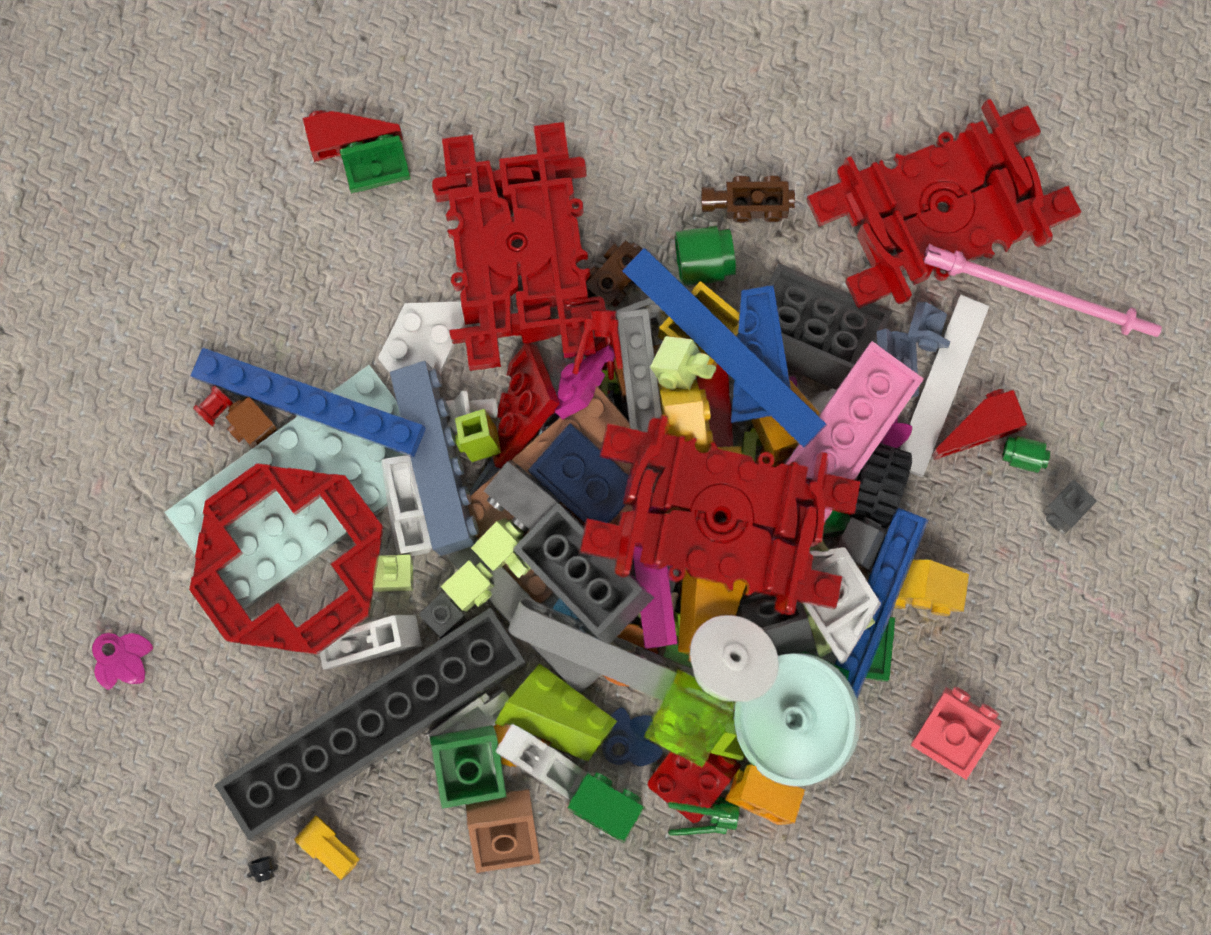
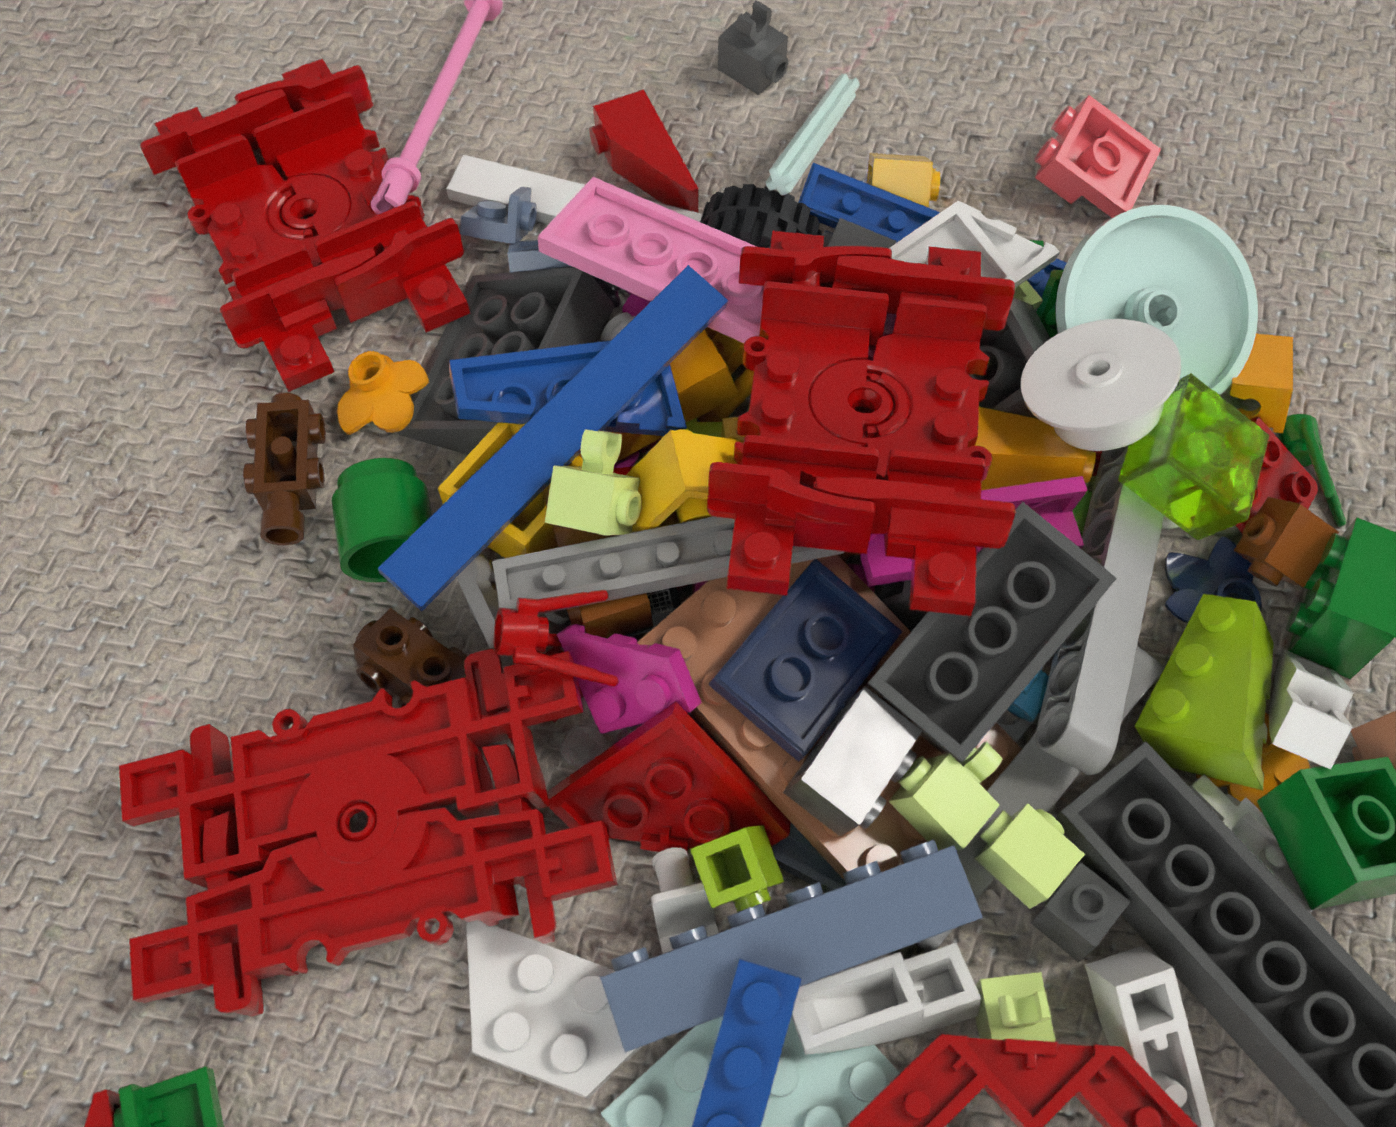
camera: 95 degrees left, 15 degrees down
(647, 777) = (1284, 542): none -> dark orange brick
(797, 255) = (380, 393): none -> light orange plate
(970, 530) = (812, 135): none -> light aqua axle
(1026, 454) = (683, 102): green brick -> none

